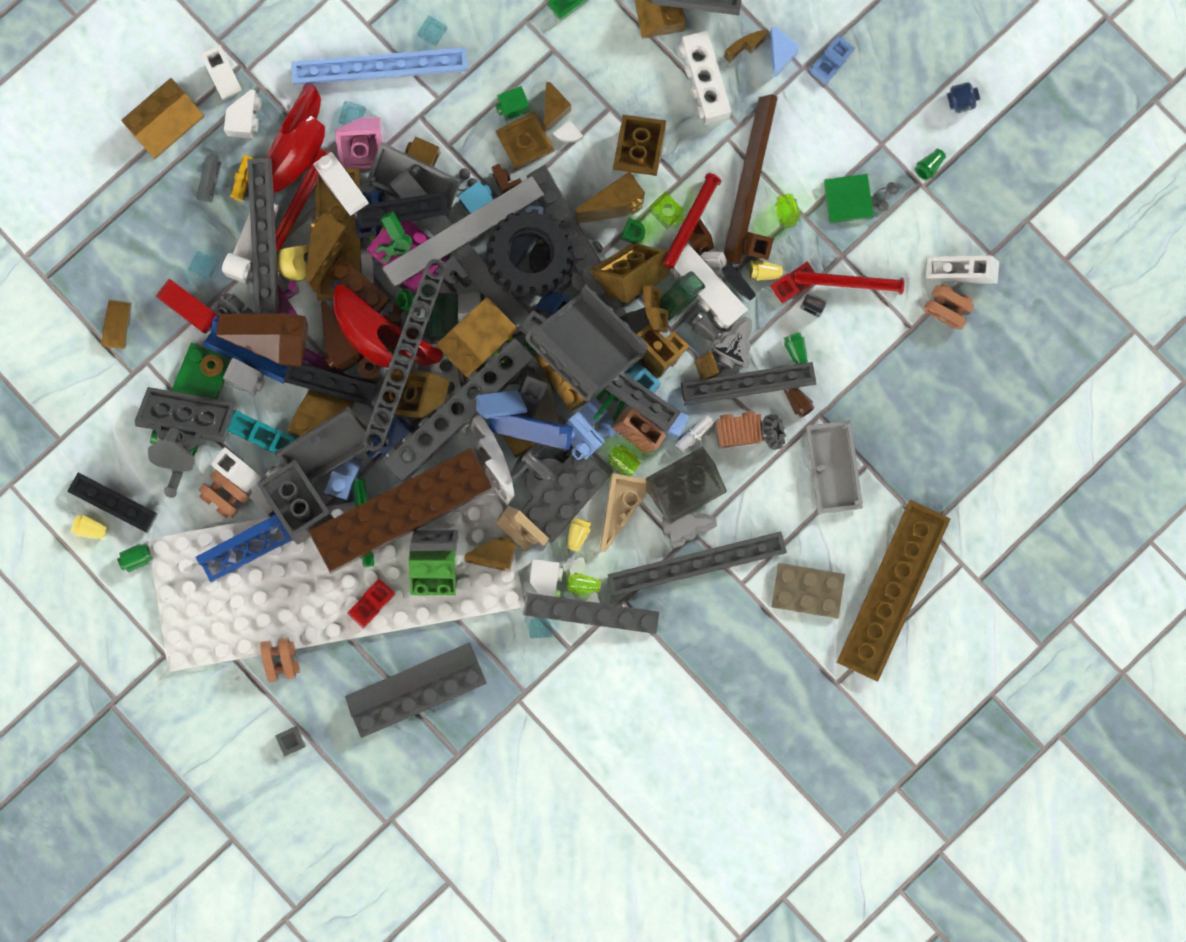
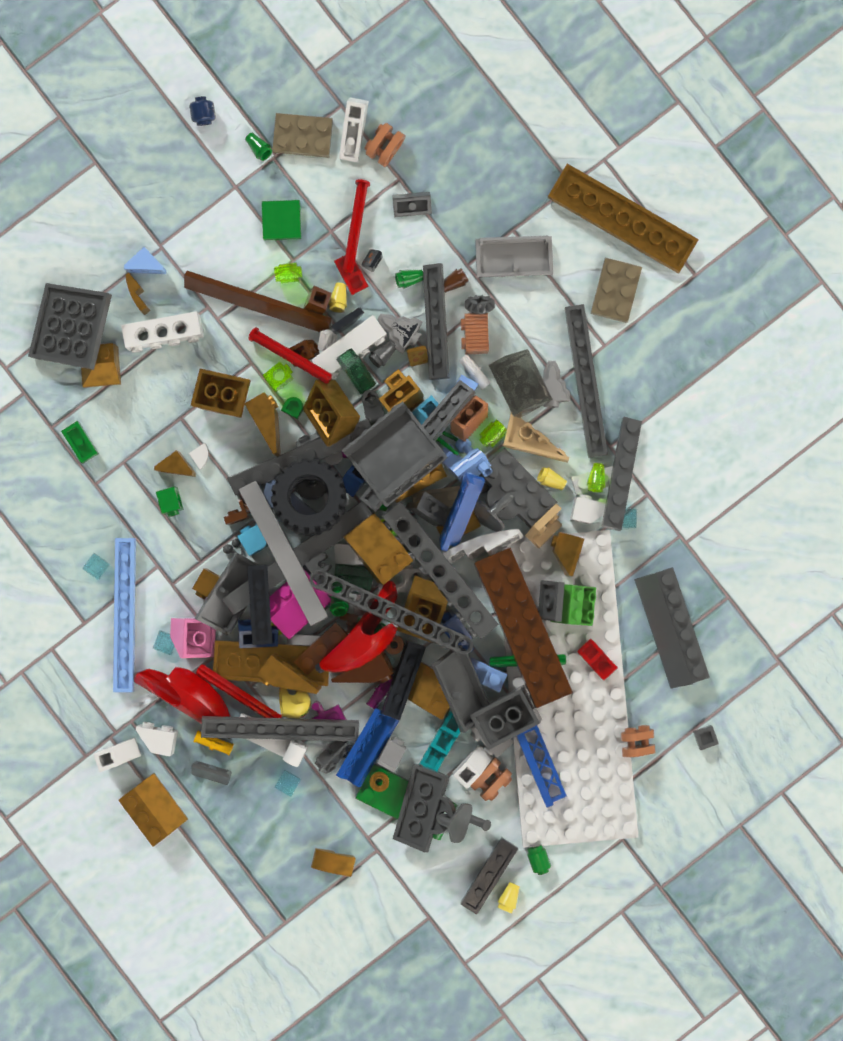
camera: 80 degrees left, 5 degrees up
(186, 306) = (323, 799): red beam -> none
(272, 335) = (360, 727): reddish brown wedge -> none
(340, 183) = (230, 656): white slope -> none
(401, 242) = (288, 608): green bar -> none
(500, 404) = (440, 533): medium blue slope -> none
(525, 140) = (203, 494): pearl gold tile -> none
(657, 316) = (374, 392): pearl gold slope -> none
(832, 60) = (157, 220): medium blue slope -> none
(883, 205) = (290, 191): dark grey piece -> none
(883, 345) = (412, 204): none -> dark grey slope
(949, 213) = (302, 135): none -> dark tan plate

